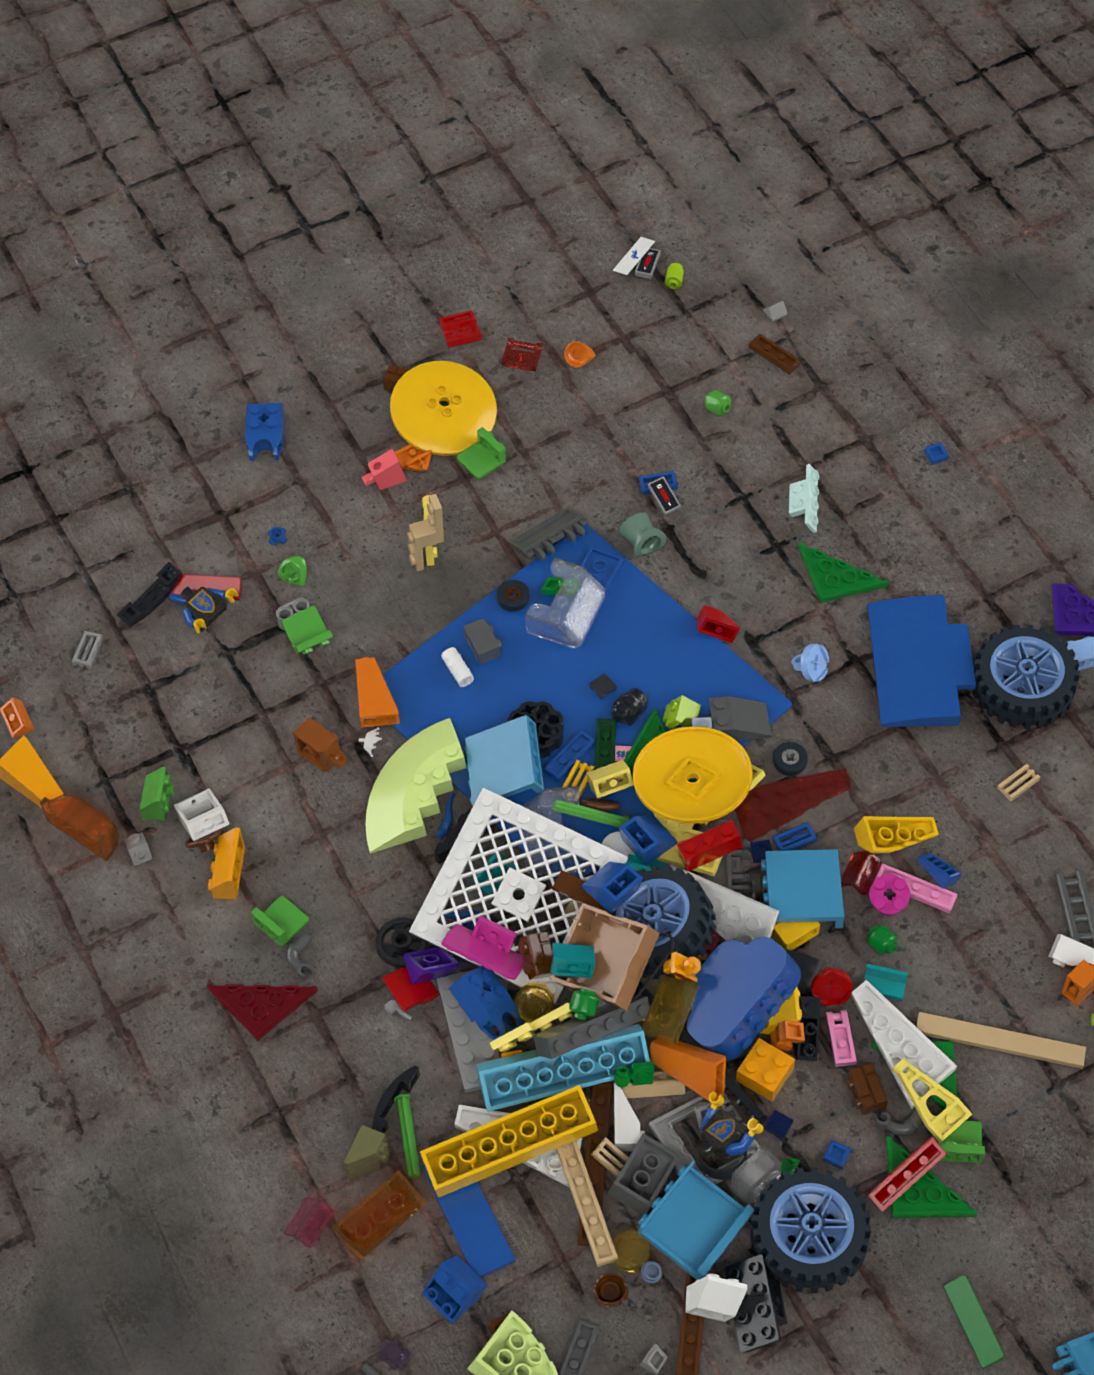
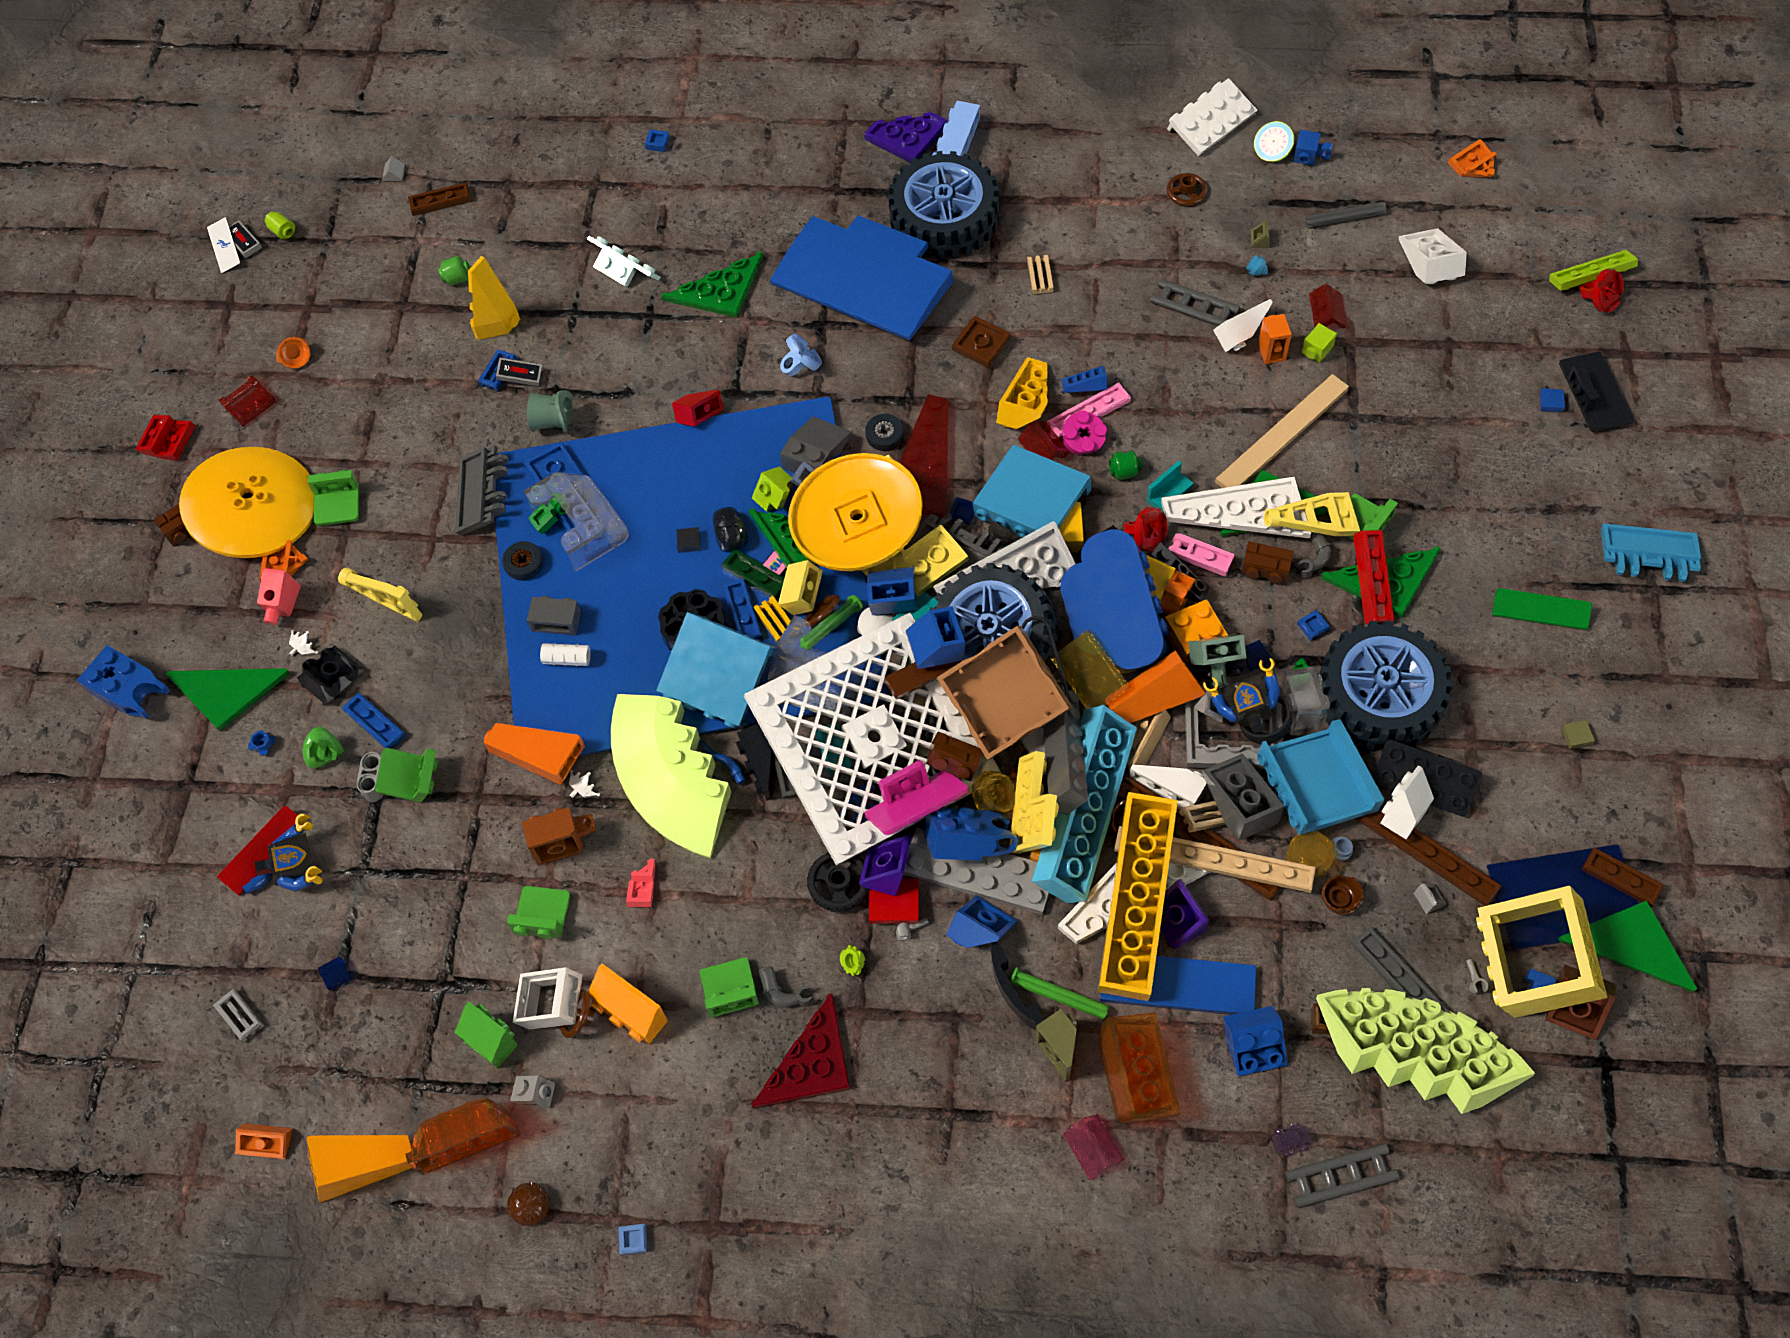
camera: 55 degrees left, 5 degrees up
(62, 893) = (528, 1204): none -> reddish brown hair
(76, 969) = (632, 1239): none -> medium blue tile
(147, 684) = (334, 973): none -> clear blue tile
(152, 597) = (230, 909): black slope -> none
(261, 774) = (540, 912): none -> bright green bracket
(299, 491) = (226, 693): none -> green tile
(321, 823) = (642, 886): none -> coral slope
(335, 589) = (373, 721): none -> blue tile
(349, 987) = (852, 960): none -> lime animal
(351, 540) = (329, 674): none -> black slope
(362, 509) = (300, 644): none -> white piece
(425, 533) = (396, 587): tan bracket -> none
(428, 1051) = (979, 923): none -> blue slope
(520, 1184) = (1181, 916): none -> dark purple slope
(573, 960) = (988, 723): teal panel -> none
(584, 1003) = (1047, 737): green head -> none
(640, 1074) = (1137, 738): green plate -> none
(682, 967) = (1067, 627): light orange hips -> none
(696, 441) = (491, 306): none -> yellow wedge
(709, 845) = (942, 540): red brick -> none
(747, 1088) = (1217, 652): none -> sand green brick
(799, 844) = (968, 491): blue tile -> none
(921, 777) = (981, 341): none -> reddish brown plate

